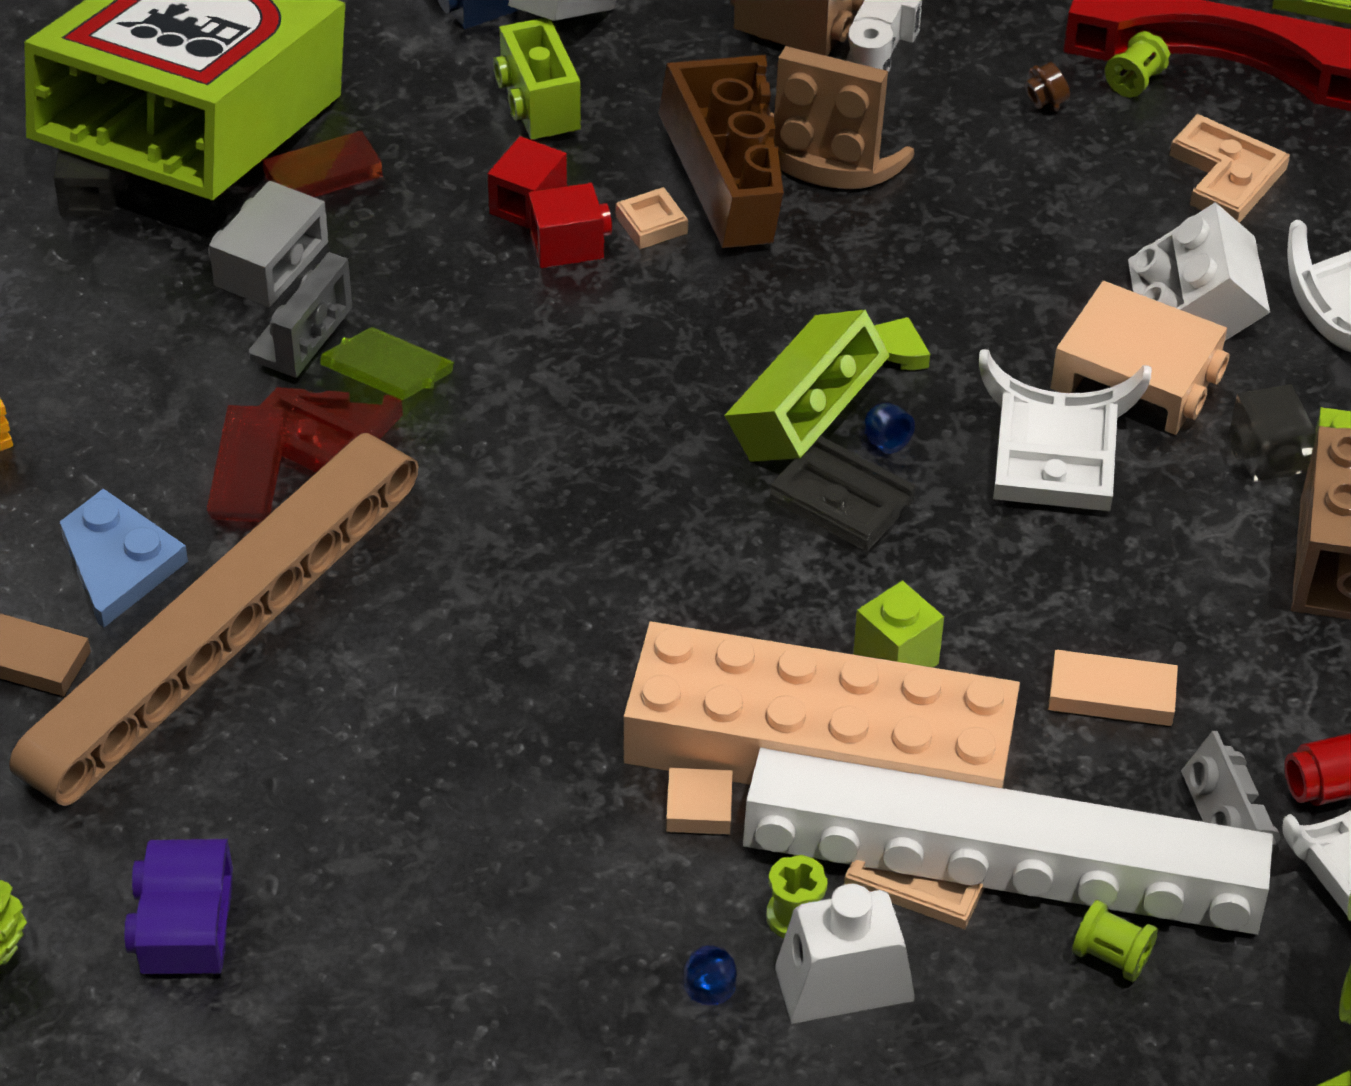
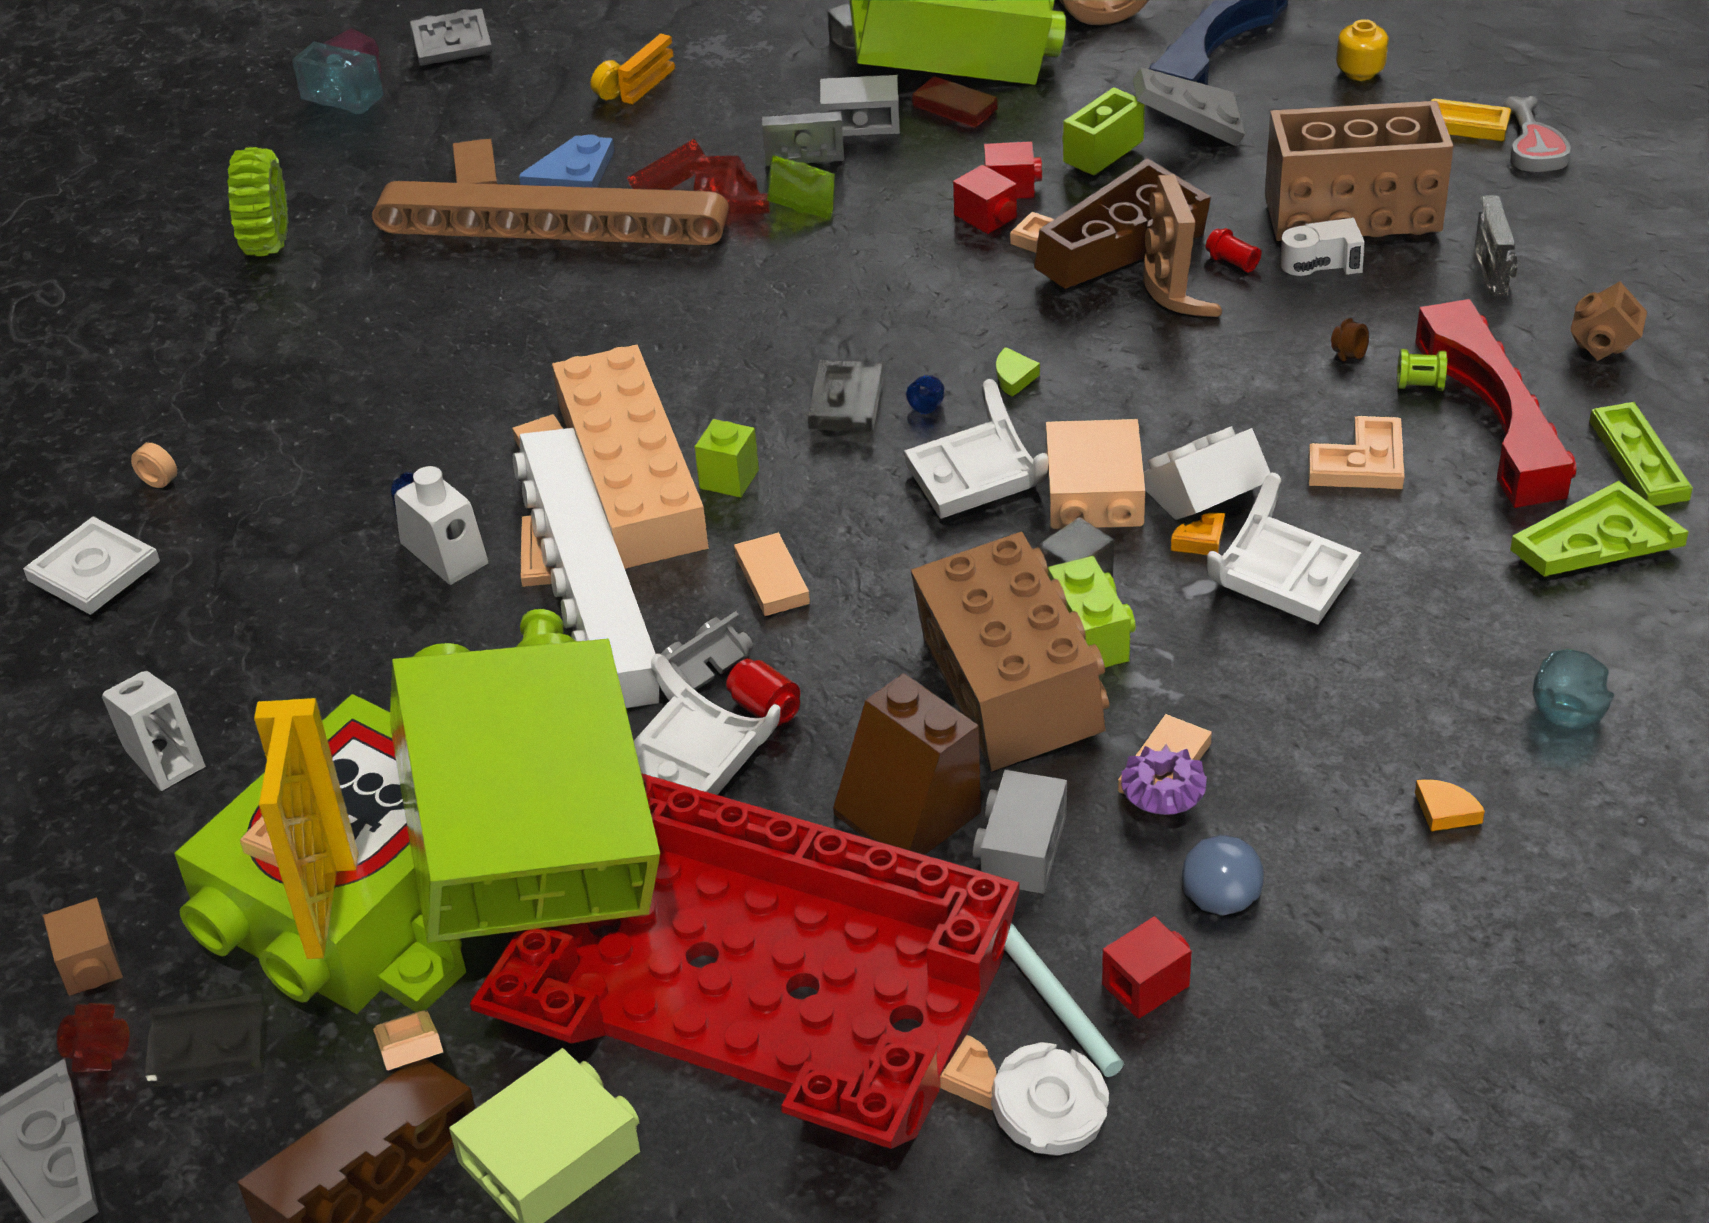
camera: 65 degrees right, 5 degrees down
(181, 906) = (327, 286): dark purple brick -> none
(793, 883) = (482, 496): lime bush -> none
(807, 386) = (918, 338): lime brick -> none
(1275, 334) = (1199, 536): none -> light orange tile

